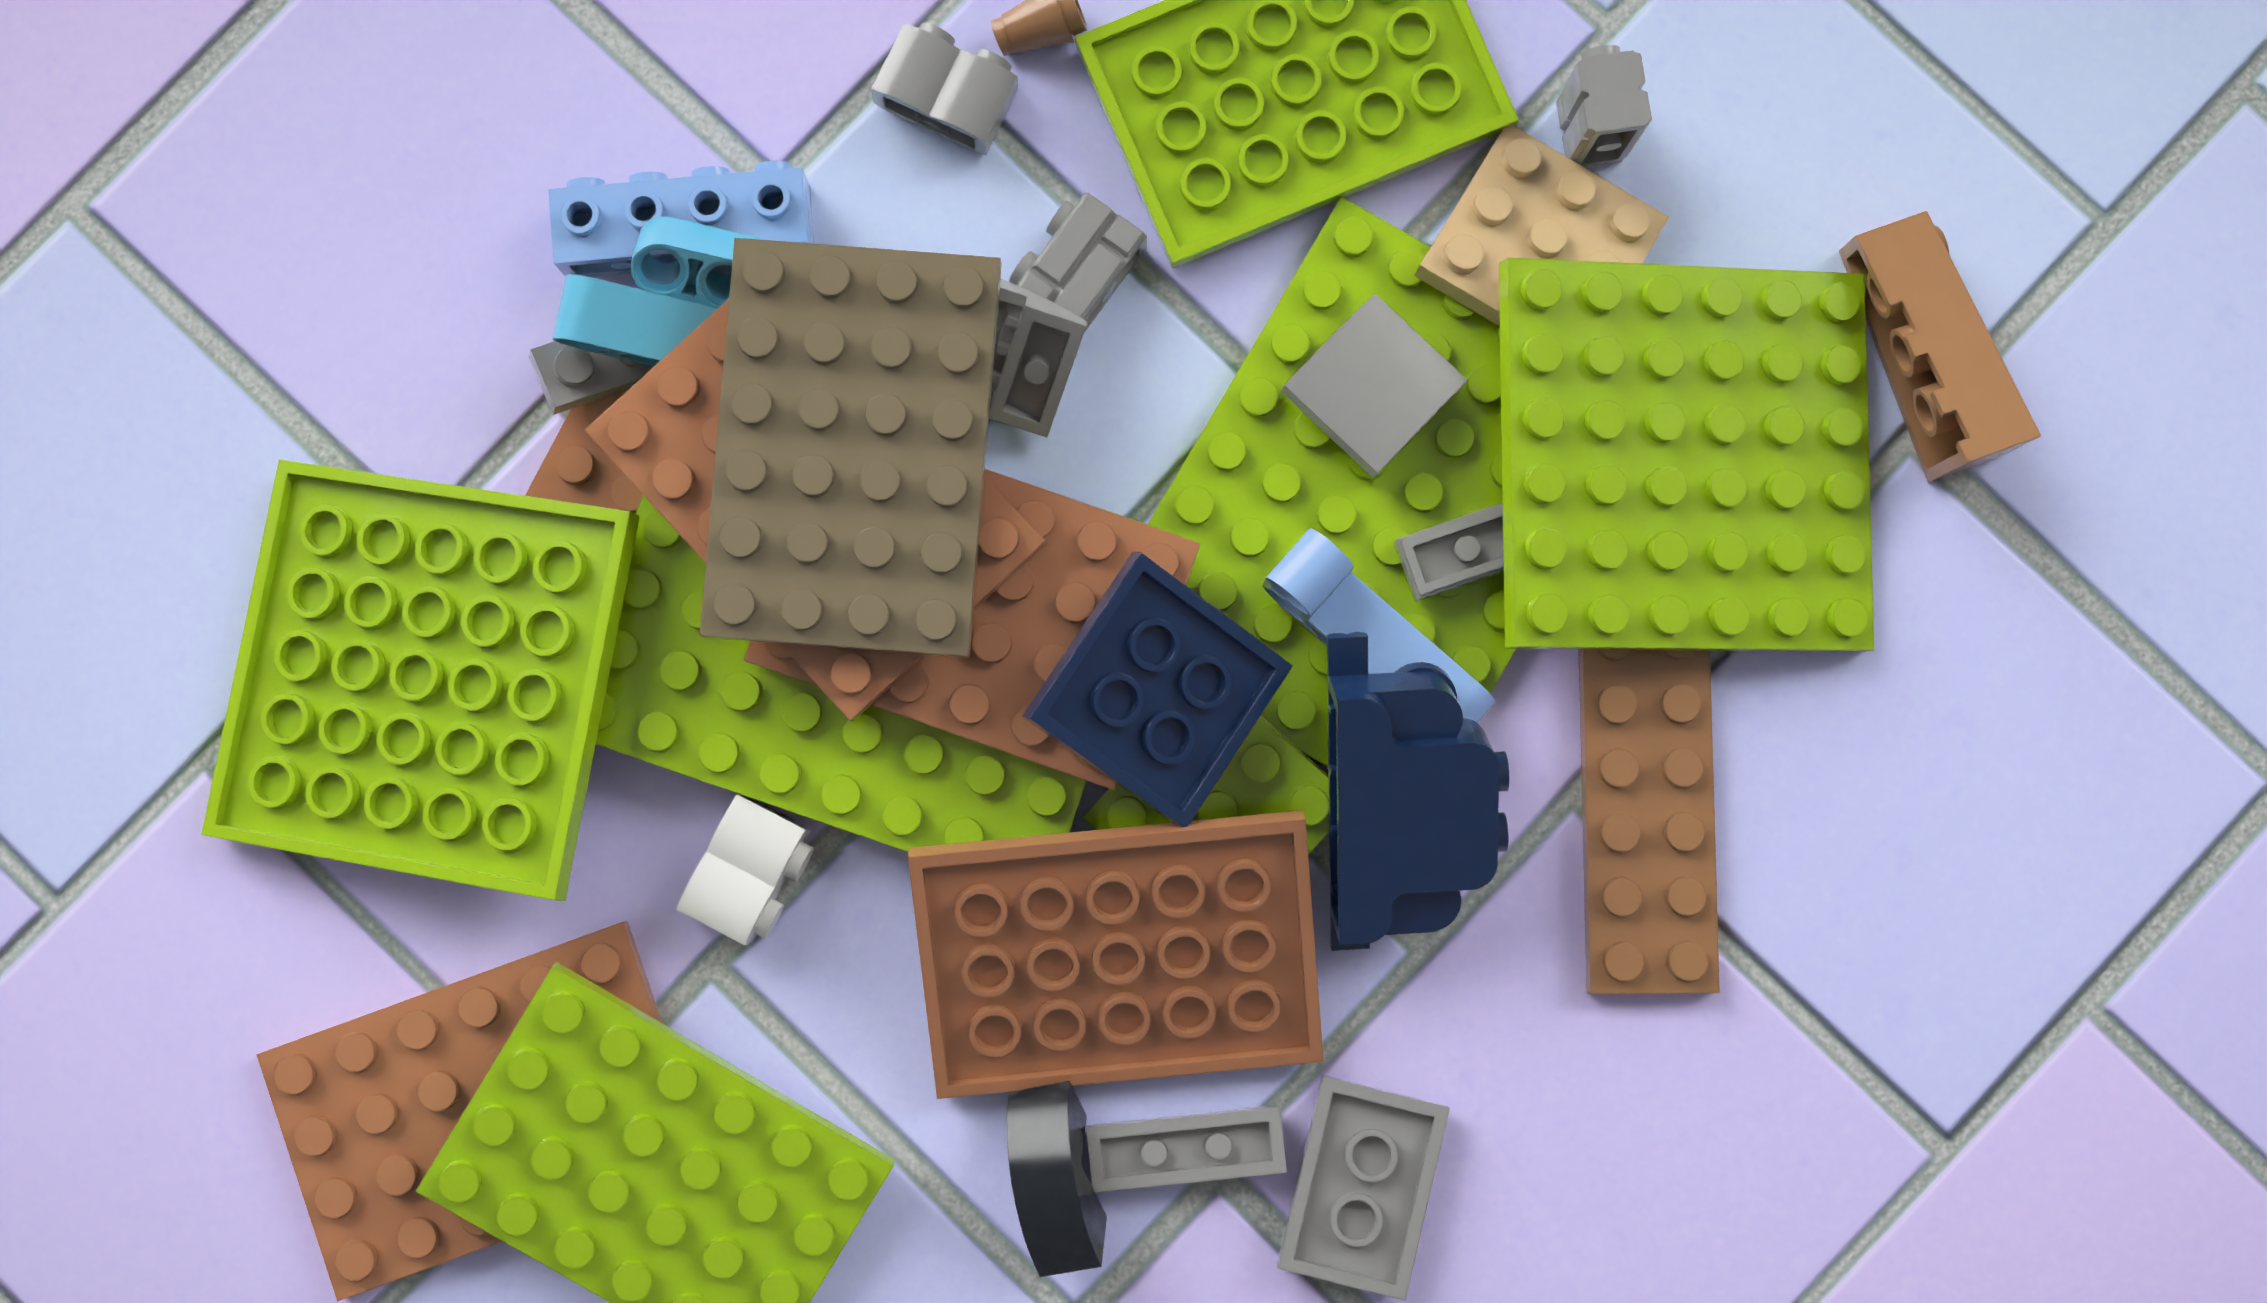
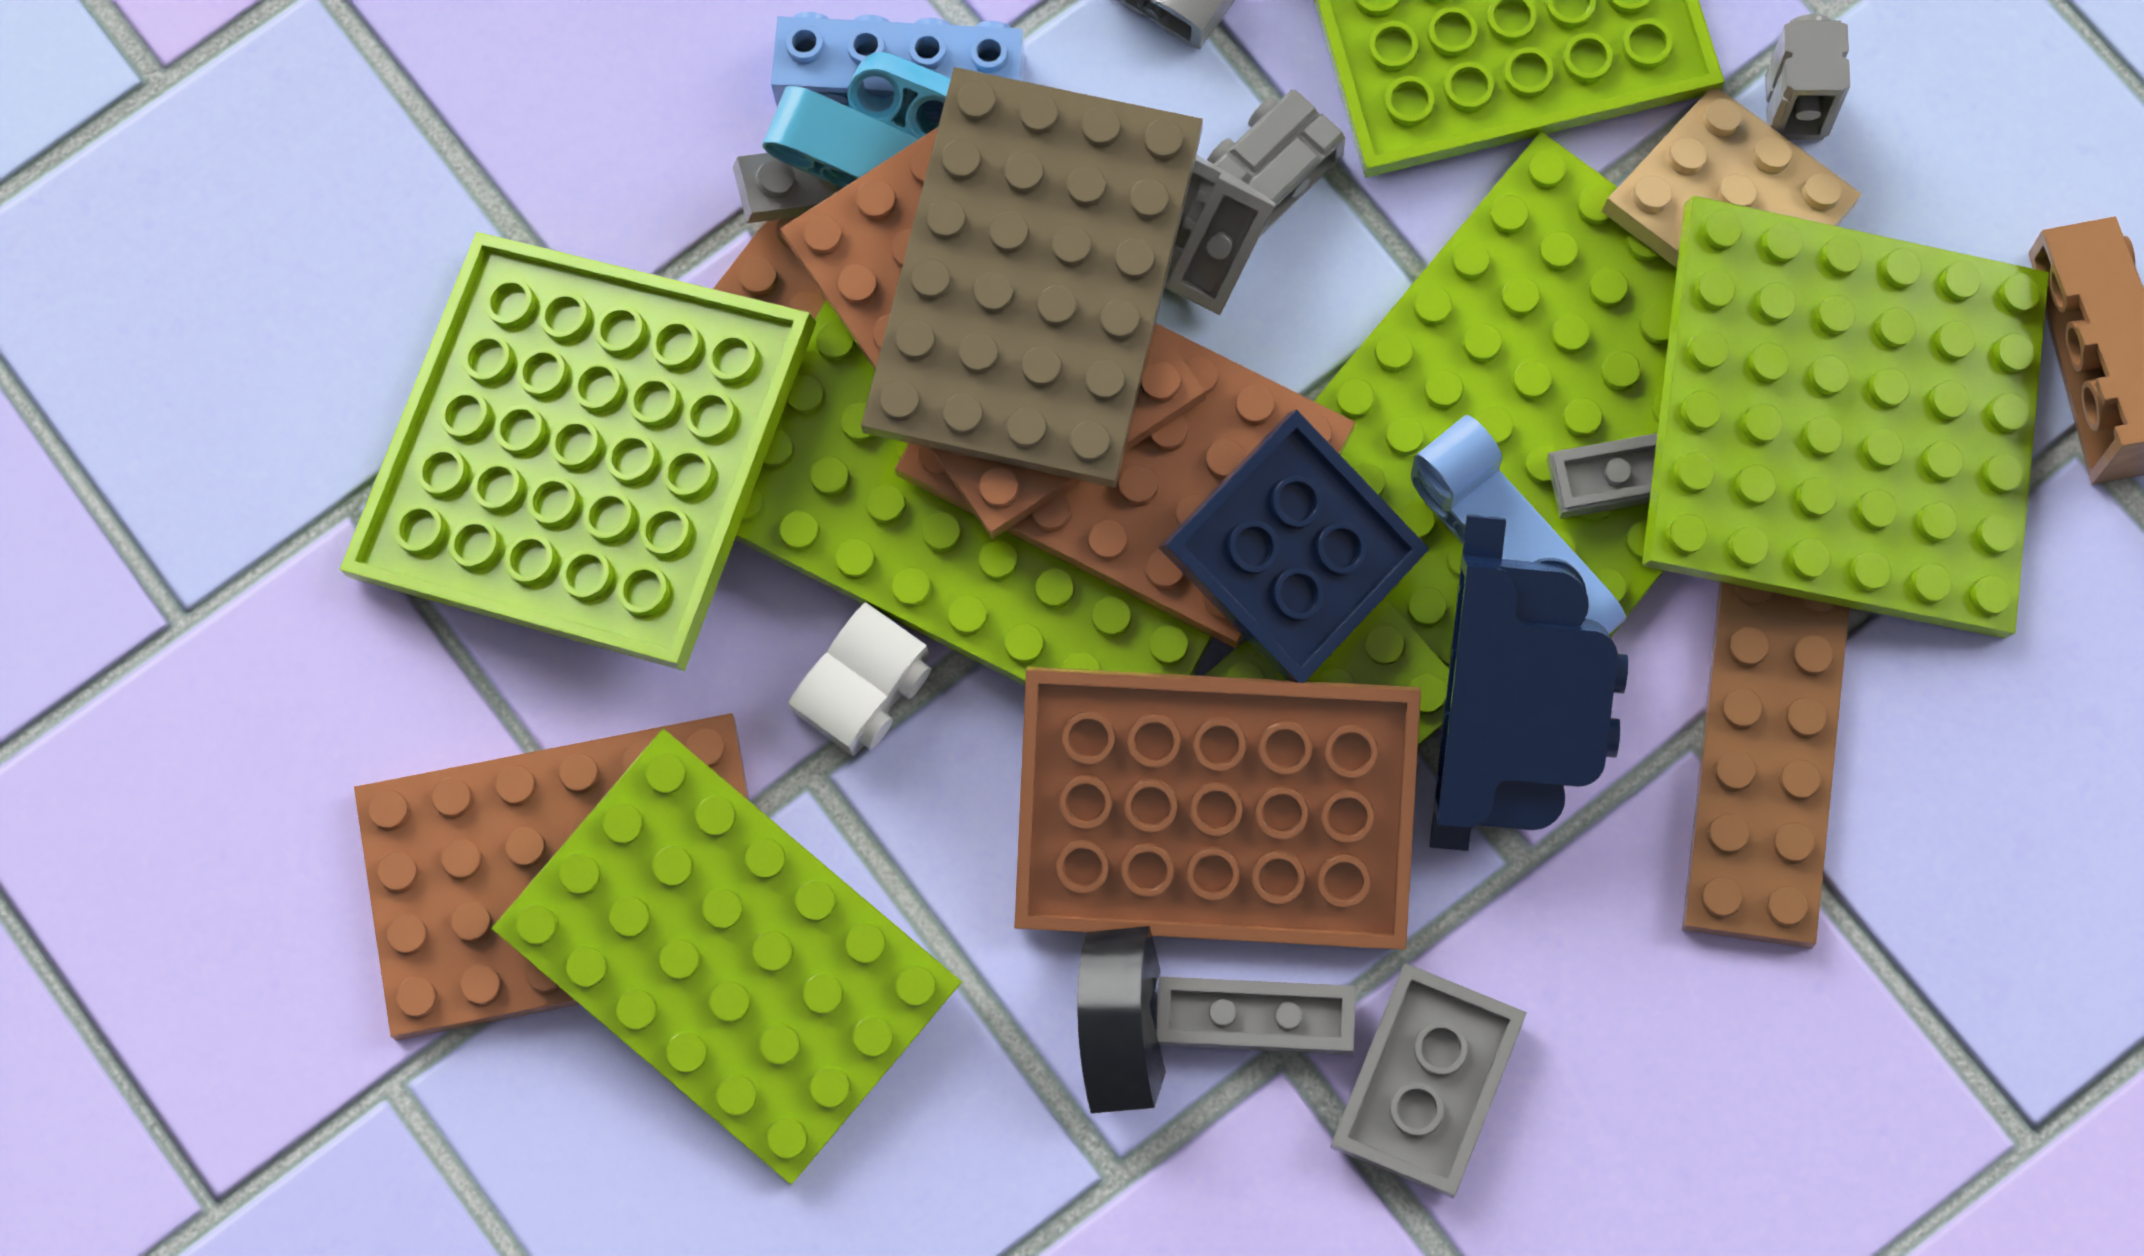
camera: 15 degrees right, 10 degrees down
(1374, 385) = (1547, 305): light grey slope -> none

